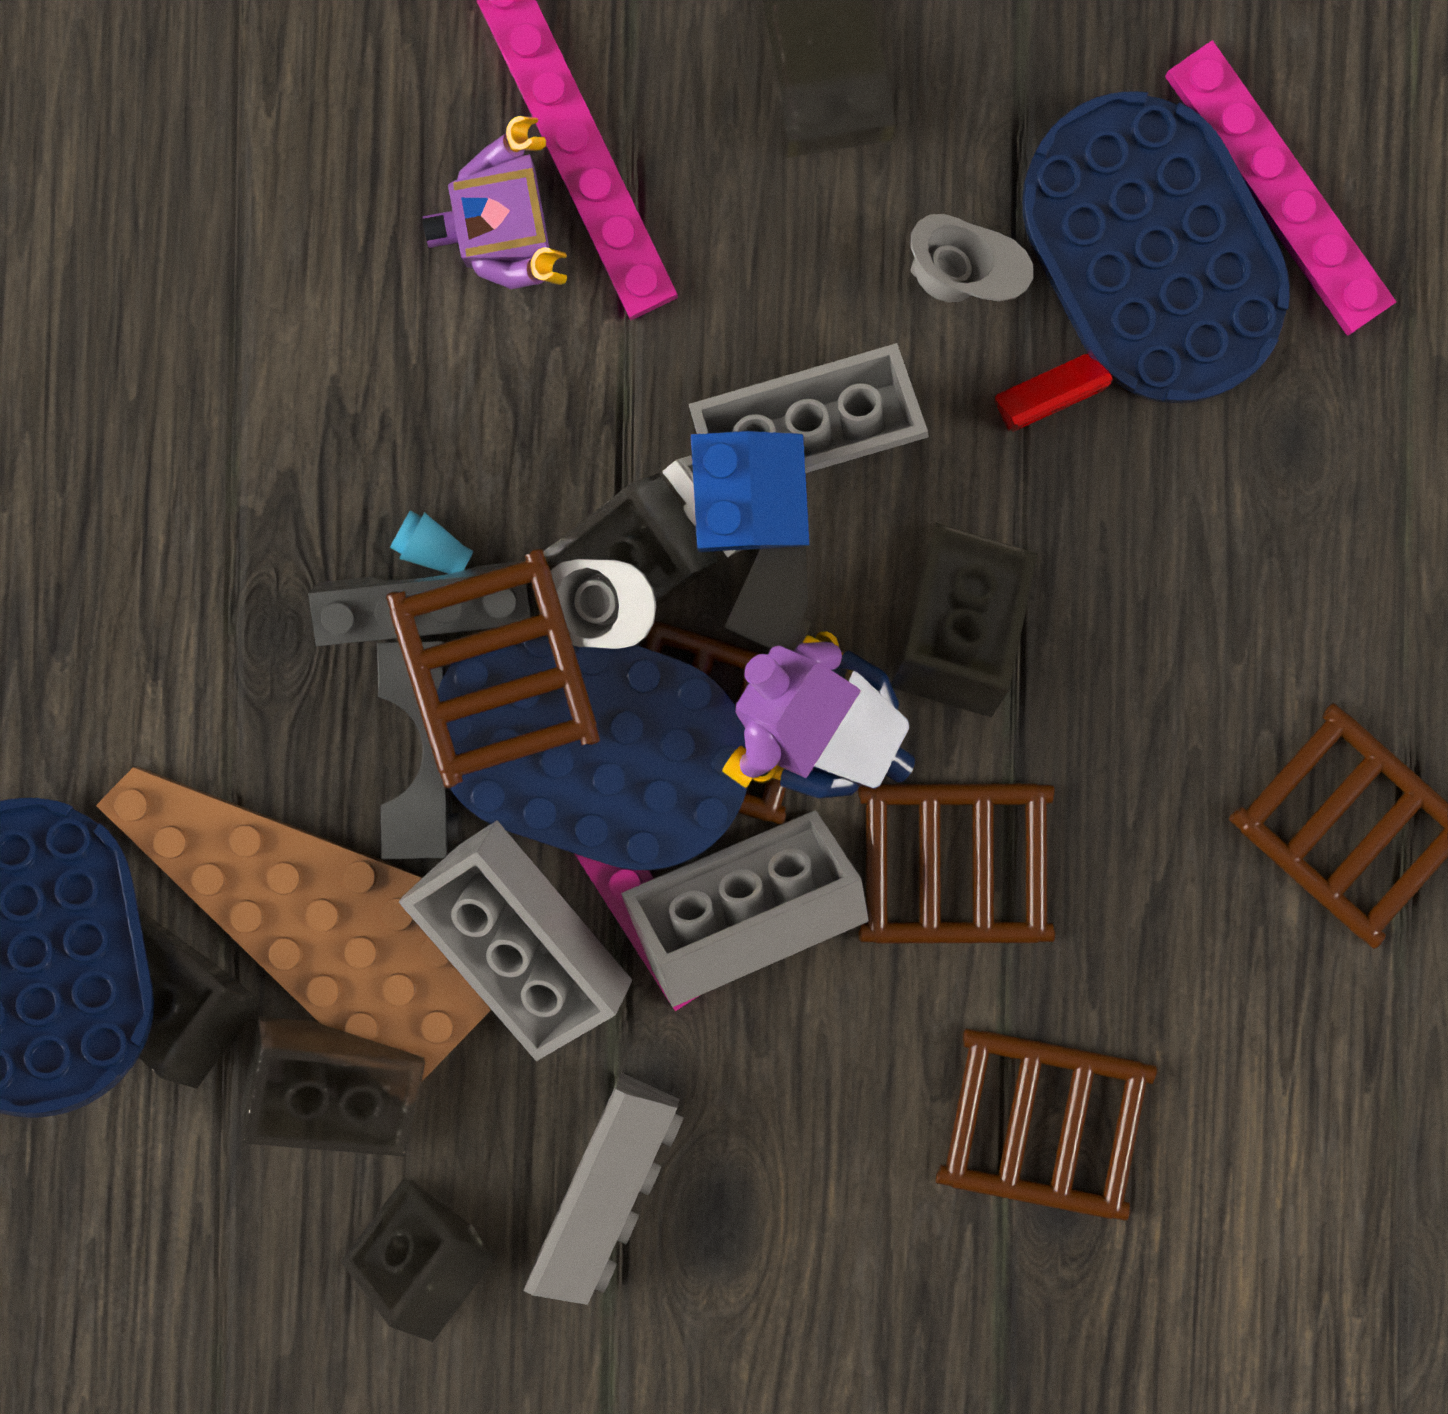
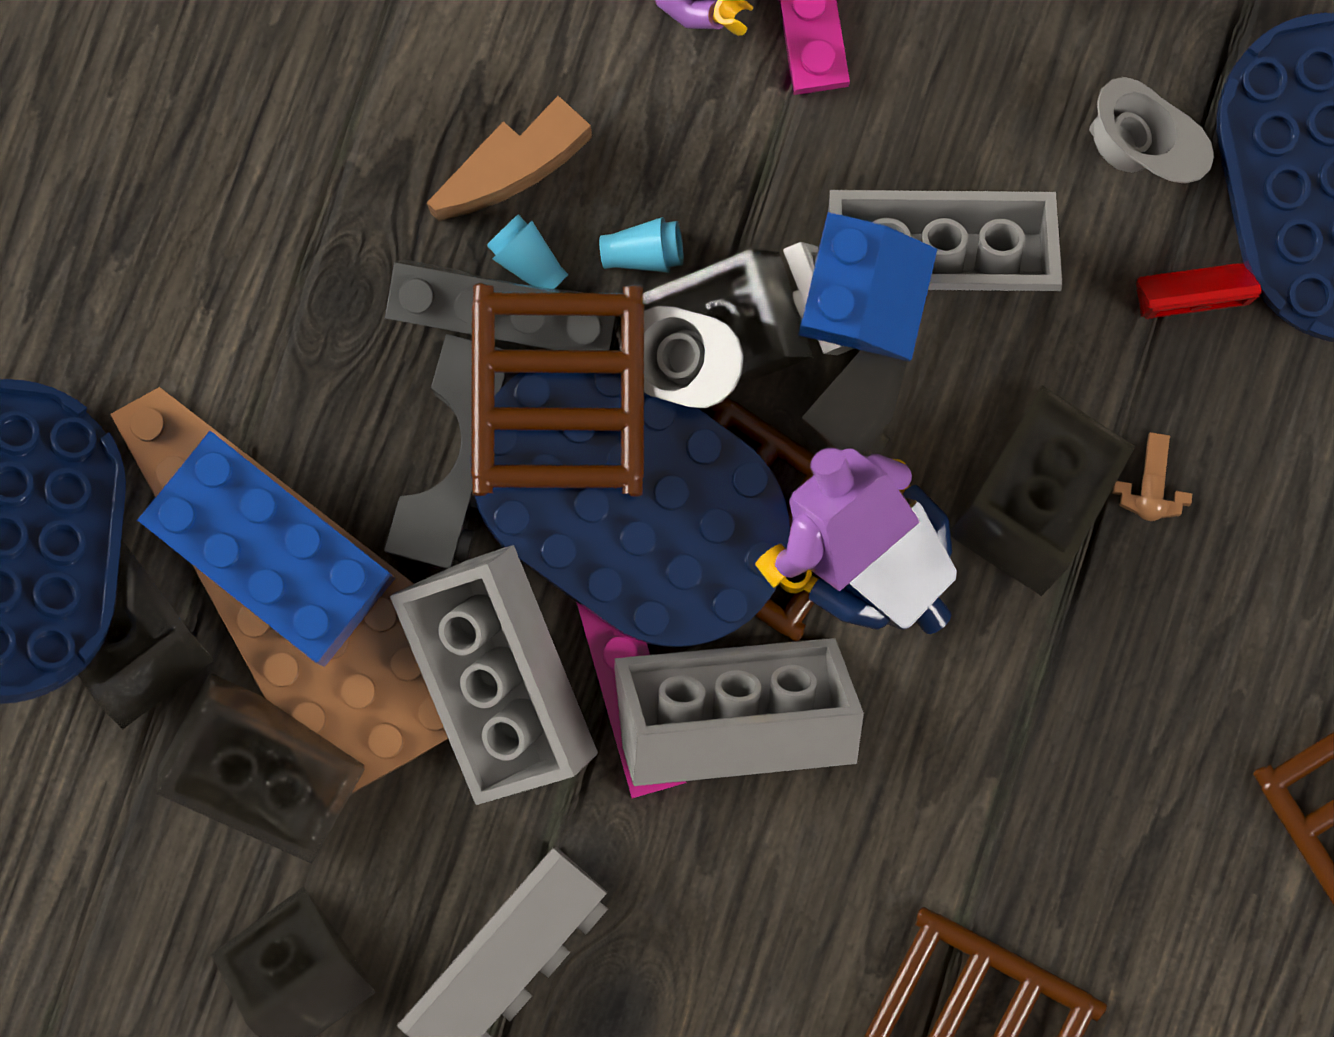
camera: 20 degrees right, 5 degrees down
(273, 891) = (266, 549): none -> blue brick
(389, 465) = (512, 162): none -> medium nougat slope
(535, 505) = (647, 247): none -> medium azure cone
(982, 799) = (916, 792): reddish brown bar -> none
(1066, 601) = (1150, 504): none -> medium nougat piece

